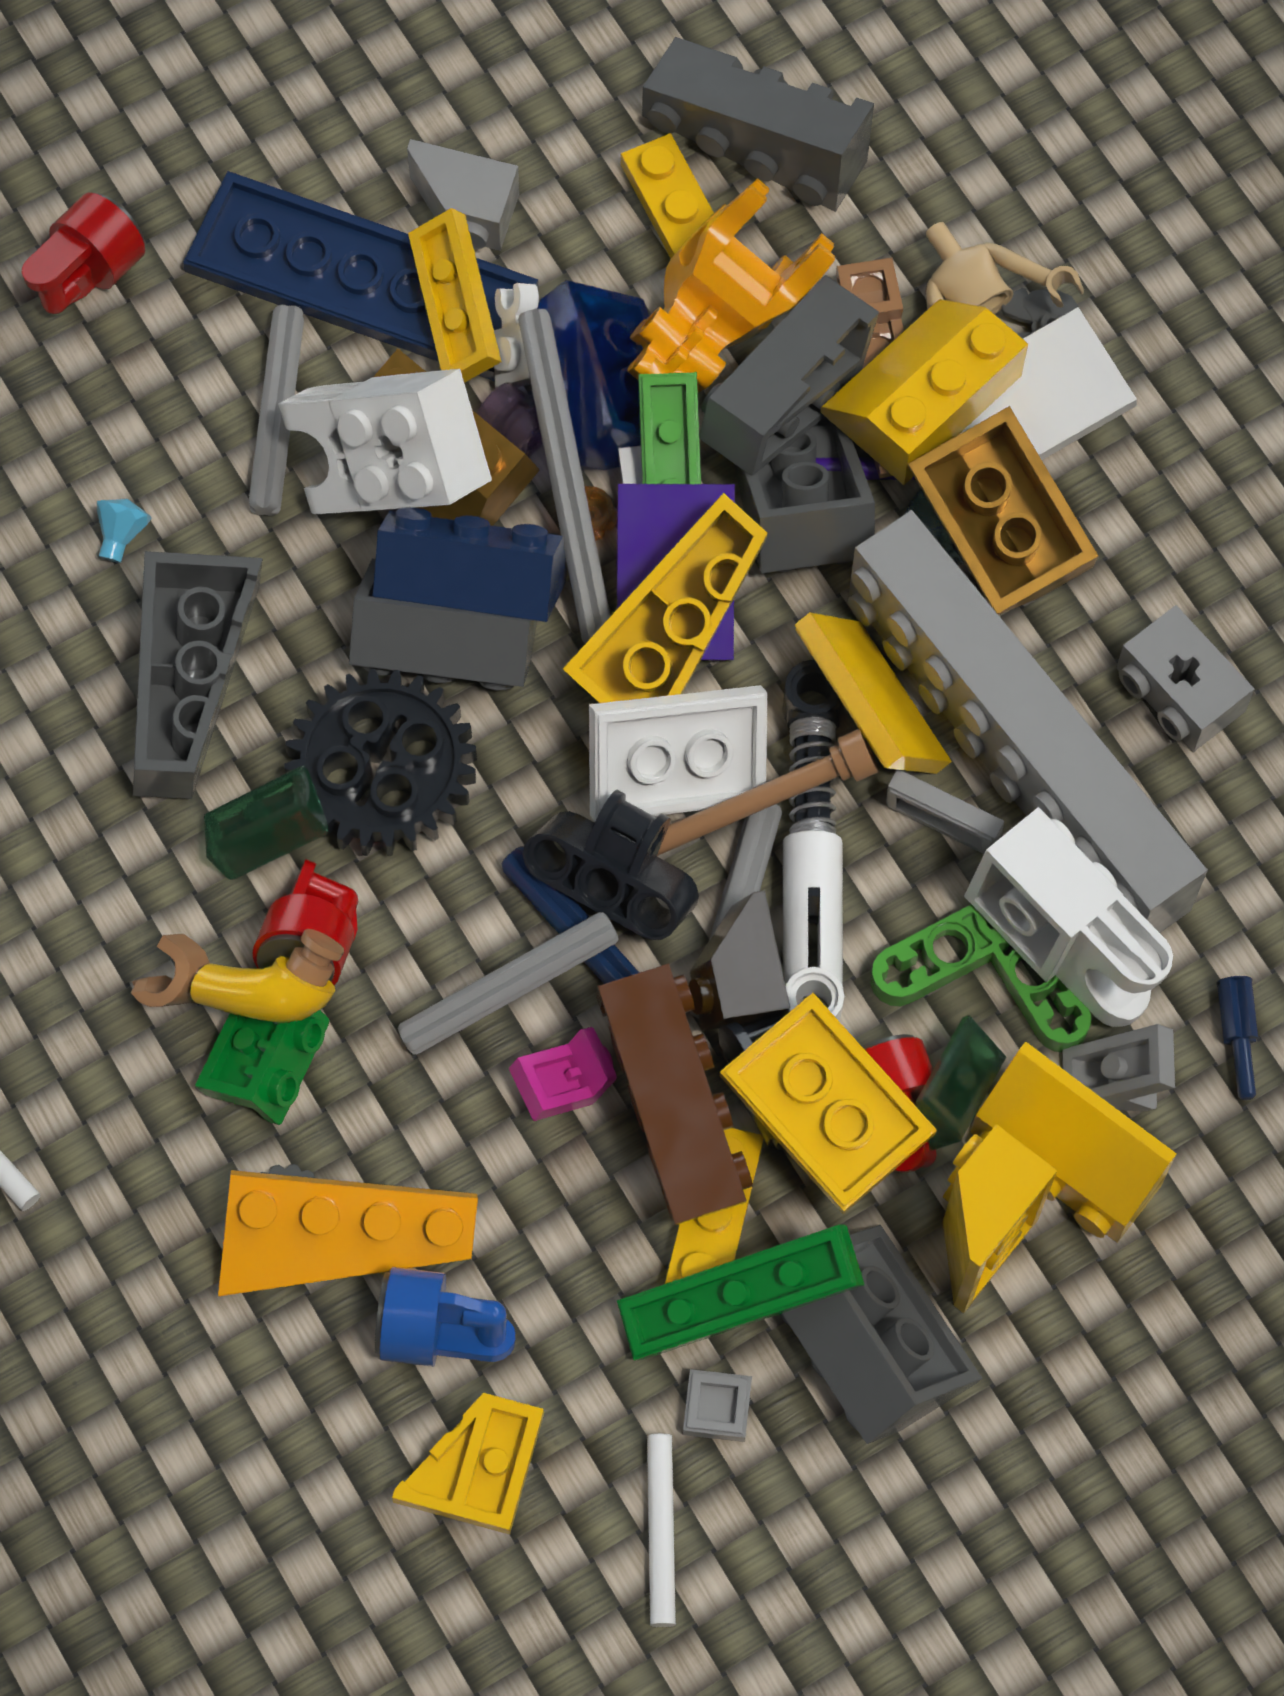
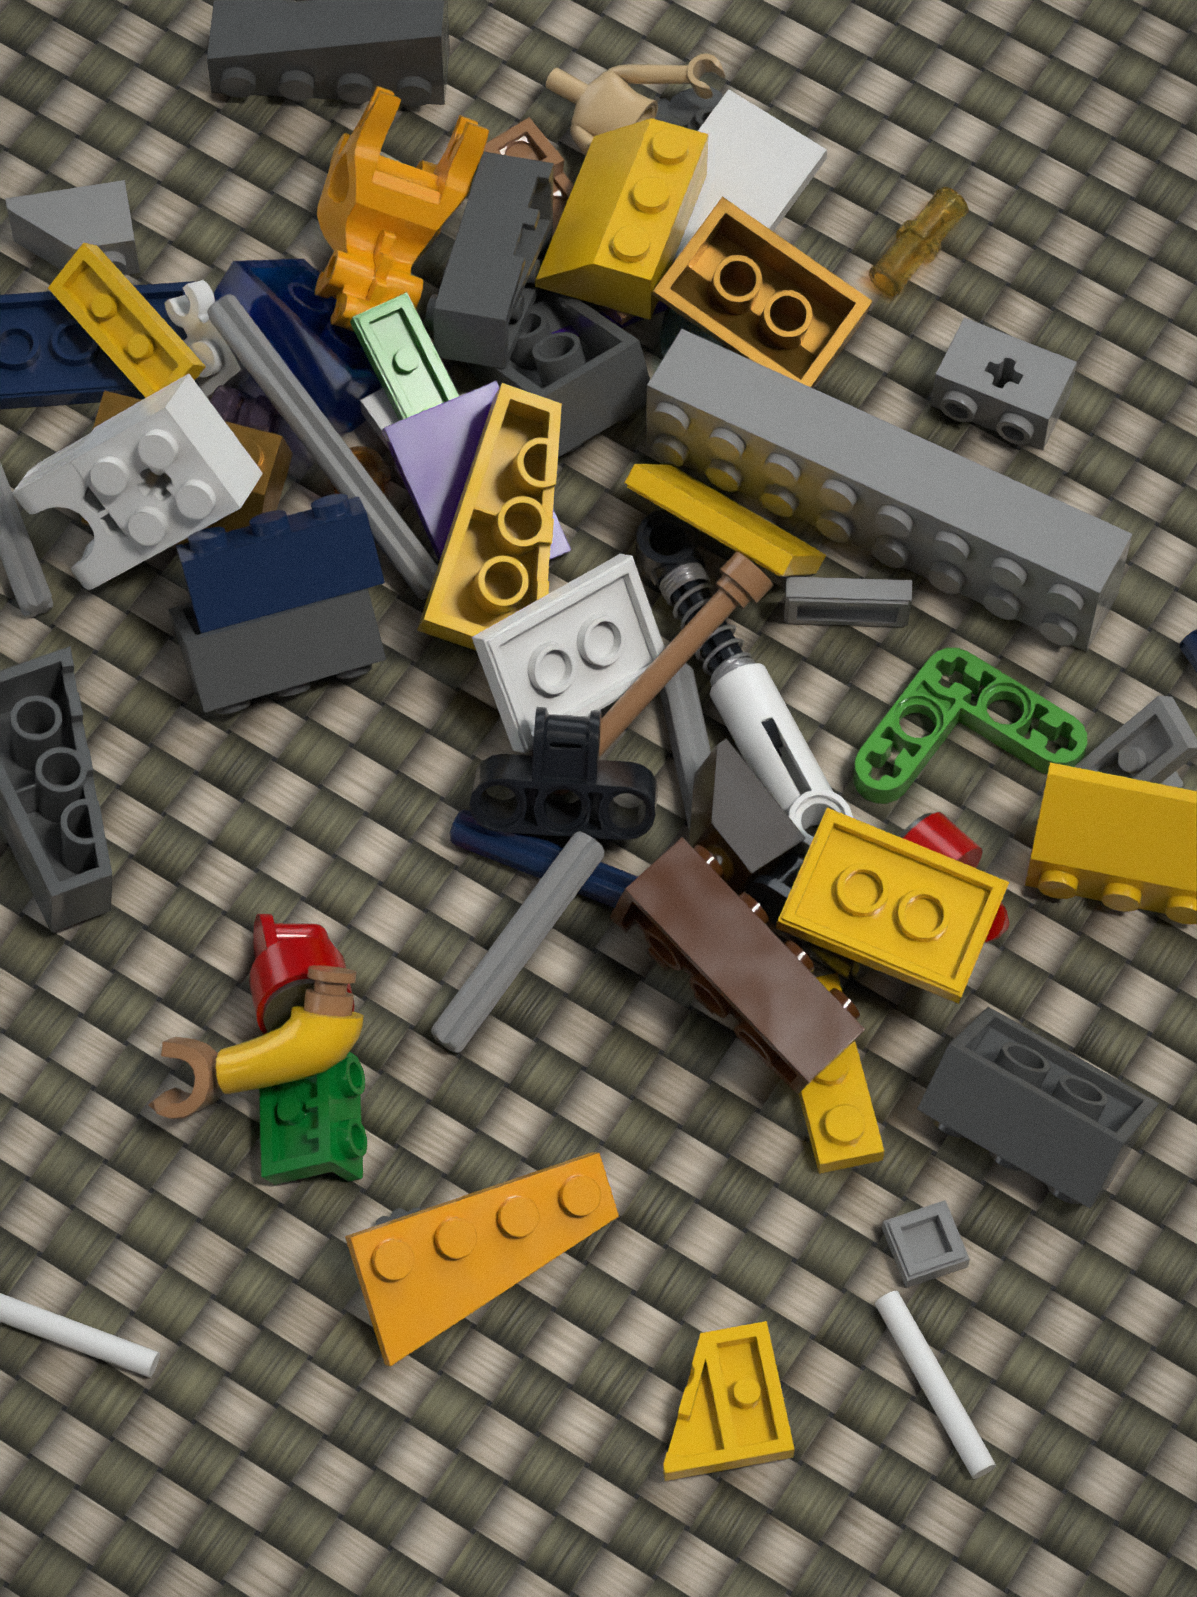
camera: 25 degrees left, 5 degrees down
(264, 824) = (200, 899): clear green slope -> none
(425, 1321) = (610, 1290): blue piece -> none
(429, 779) = (223, 794): black gear -> none
(564, 1075) = (619, 1002): dark pink bracket -> none
(666, 190) = (276, 151): yellow plate -> none
(740, 1292) = (899, 1121): green tile -> none
(959, 1082) = (1001, 834): clear green slope -> none
(990, 1208) = (1093, 934): yellow slope -> none
(1070, 919) = (1027, 639): white brick -> none
(1180, 515) = (918, 241): none -> clear yellow pin

